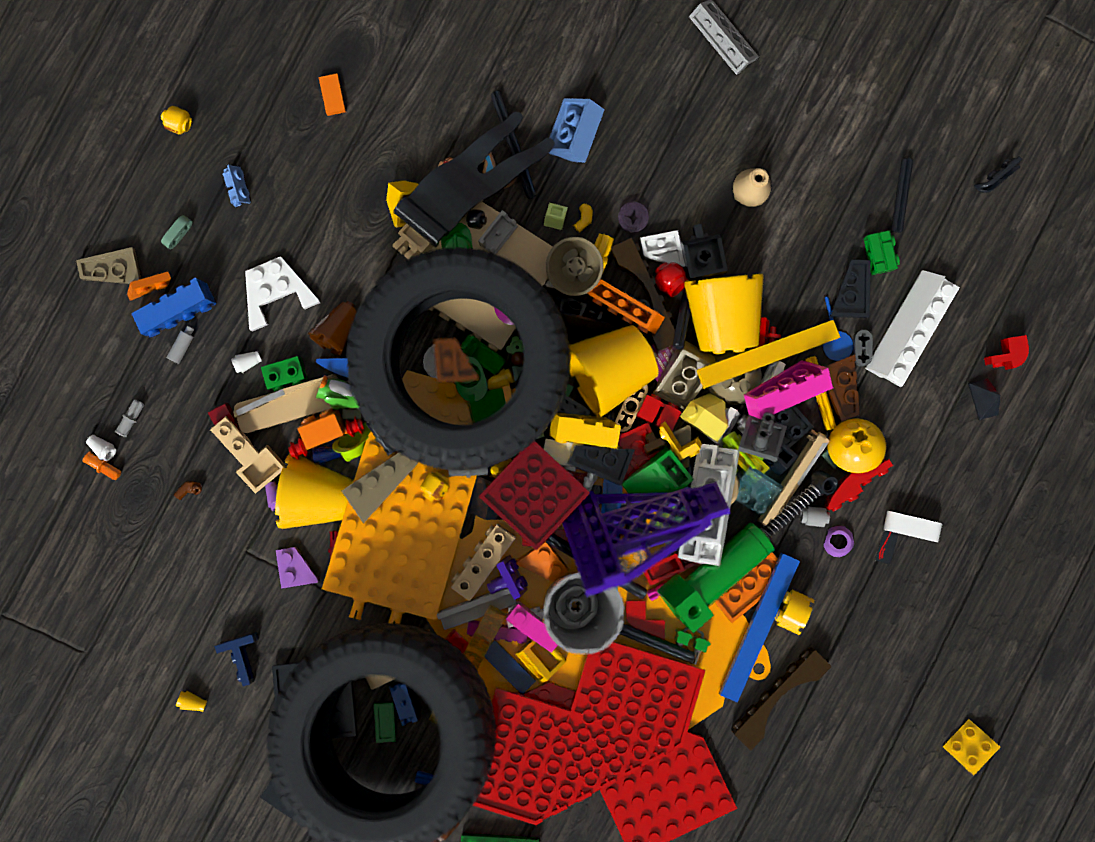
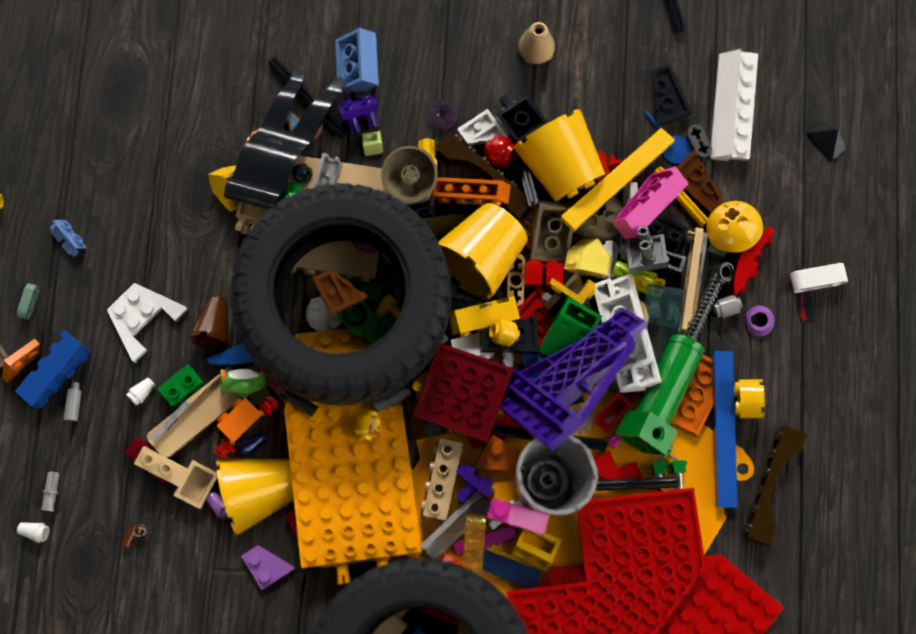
camera: 25 degrees left, 10 degrees down
(102, 466) = (41, 548): orange axle -> none
(332, 94) = (123, 121): orange tile -> none
(350, 446) = (273, 426): lime piece -> none
(374, 487) = (312, 449): dark tan wing -> none
(515, 342) = (386, 267): bright green plate -> none
(555, 177) = (365, 105): none -> dark purple plate
(586, 217) = (401, 133): yellow arm -> none
(596, 456) = (504, 332): none -> yellow head
(881, 252) = (674, 52): green brick -> none
(1014, 351) = (832, 90): red brick -> none

